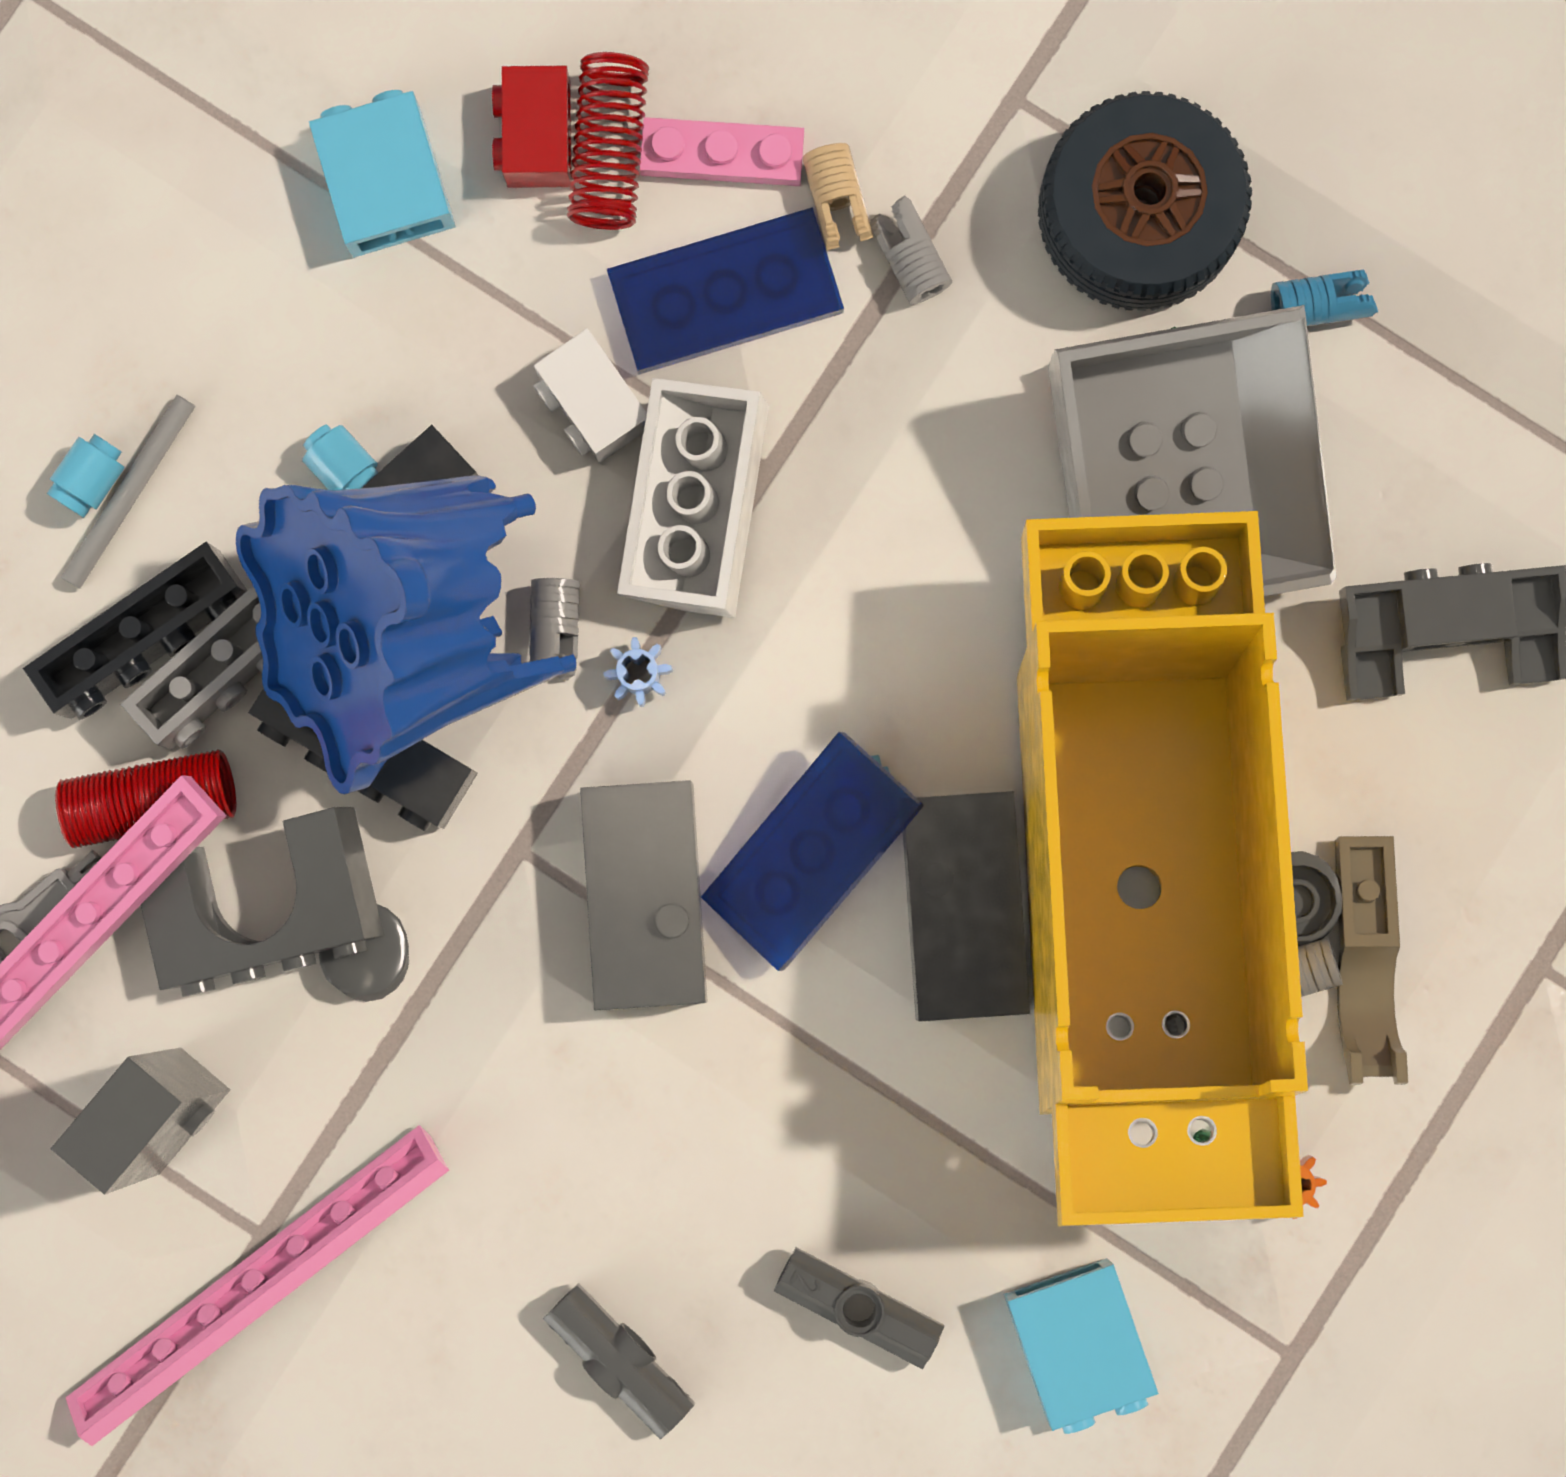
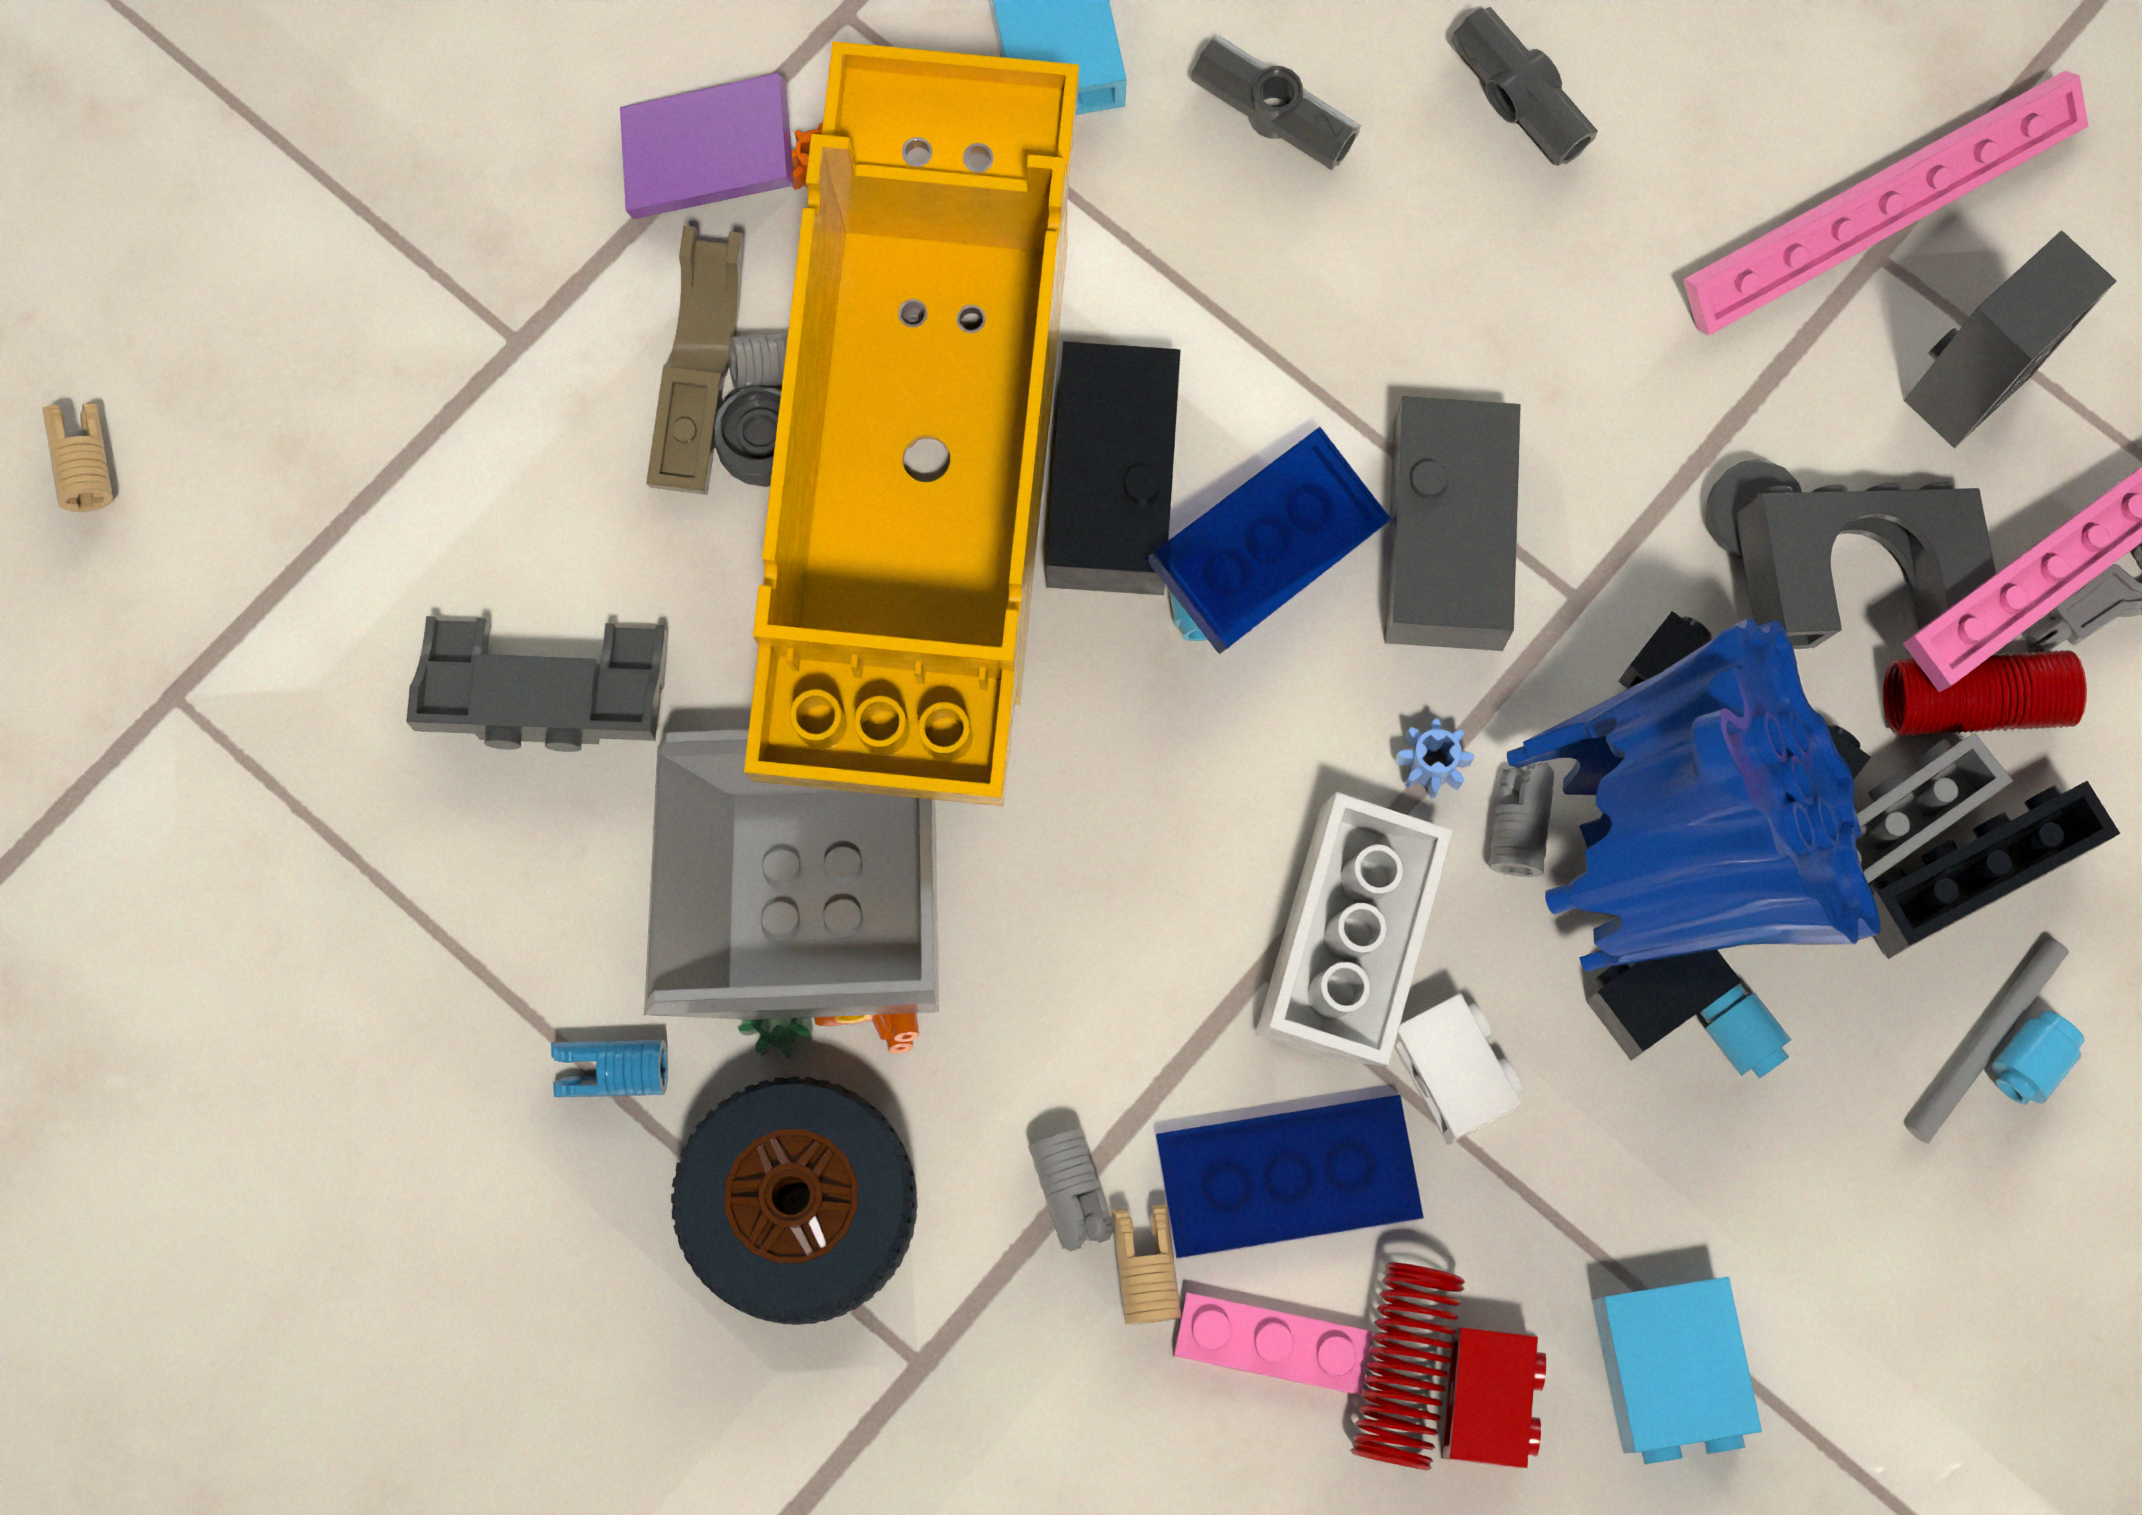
camera: 175 degrees left, 10 degrees down
(1401, 1182) = (706, 146): none -> medium lavender tile

